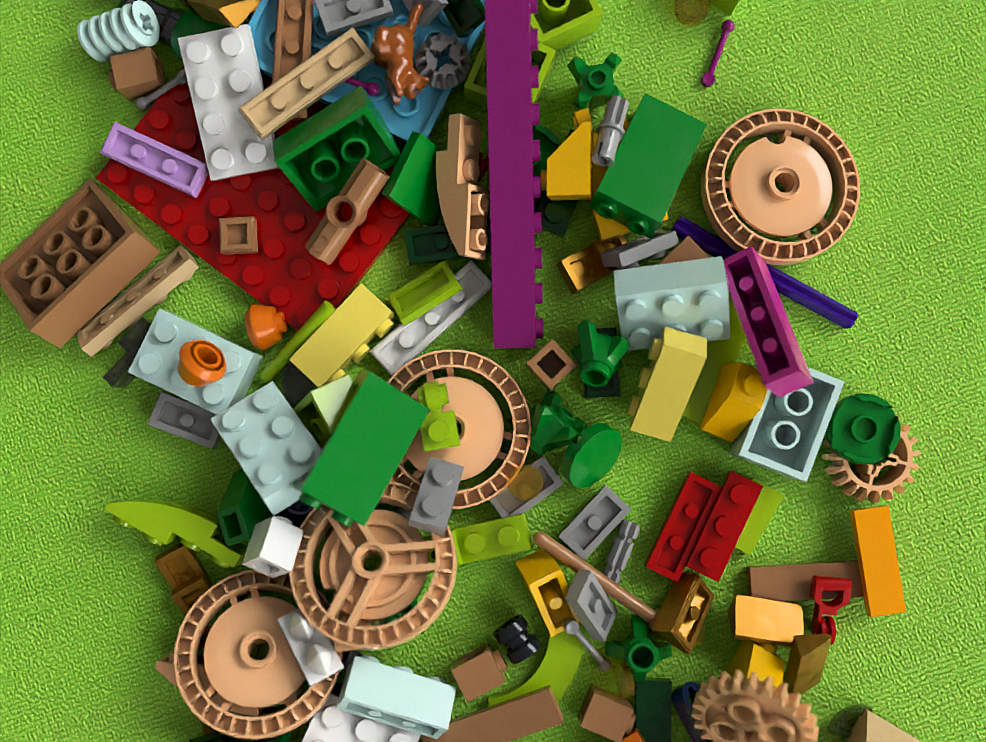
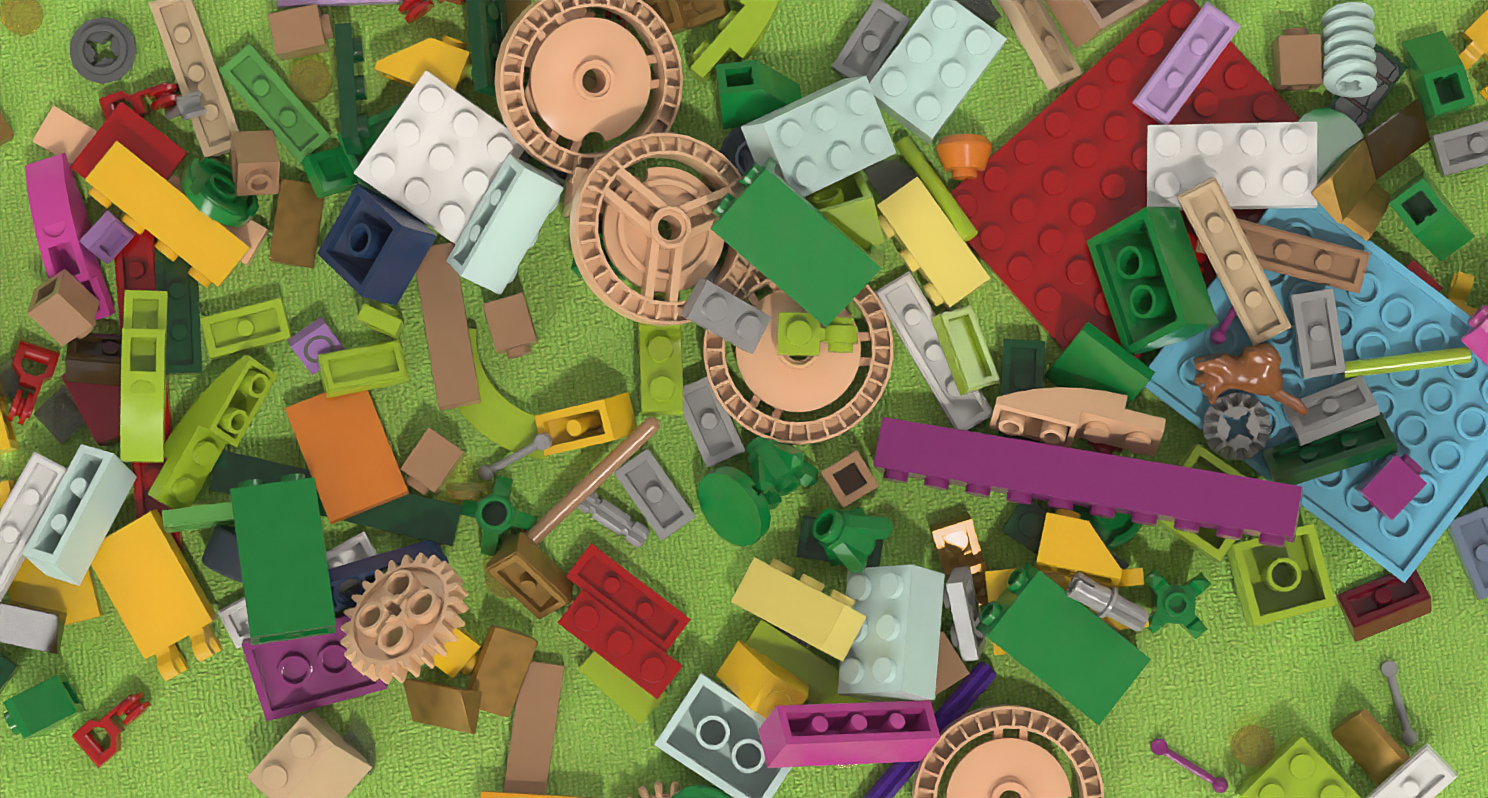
camera: 100 degrees right, 0 degrees up
(144, 102) = (1278, 114): light grey hinge -> none
(201, 363) = (930, 79): orange cone -> none
(238, 235) = (1076, 144): medium nougat tile -> none
(273, 546) = (706, 120): white brick -> none
(310, 647) = (585, 139): white tile -> none
(333, 229) = (1092, 295): medium nougat piece -> none
(516, 637) = (539, 376): black wheel -> none
(525, 482) = (718, 422): clear yellow tile -> none
(591, 604) = (562, 469): light grey plate -> none
(826, 624) = (527, 753): red piece -> none

